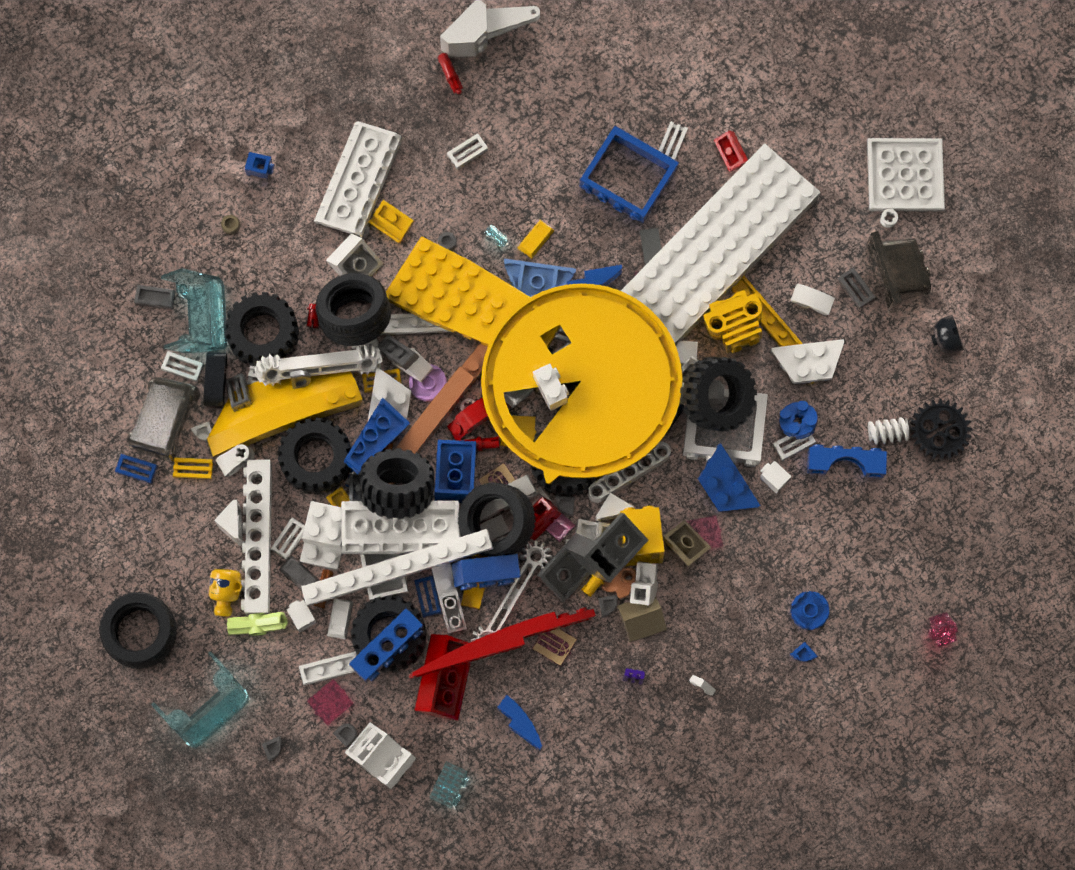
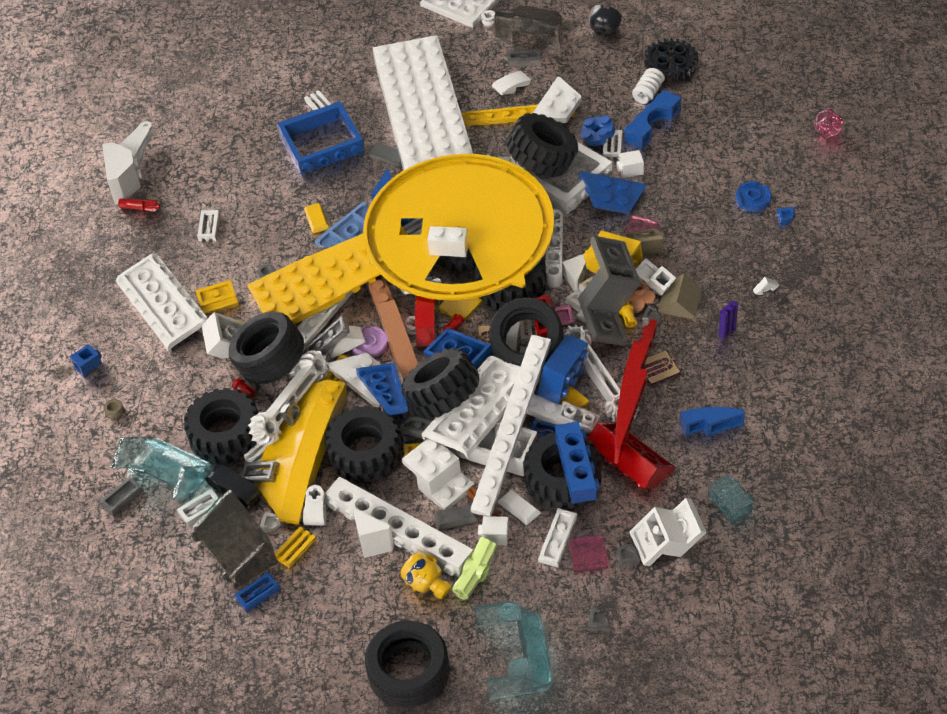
camera: 50 degrees left, 25 degrees down
(280, 552) = (430, 517): white tile -> none
(500, 239) = (291, 238): clear light blue pin -> none
(731, 150) = (358, 76): red slope -> none
(737, 324) = (490, 123): yellow piece -> none

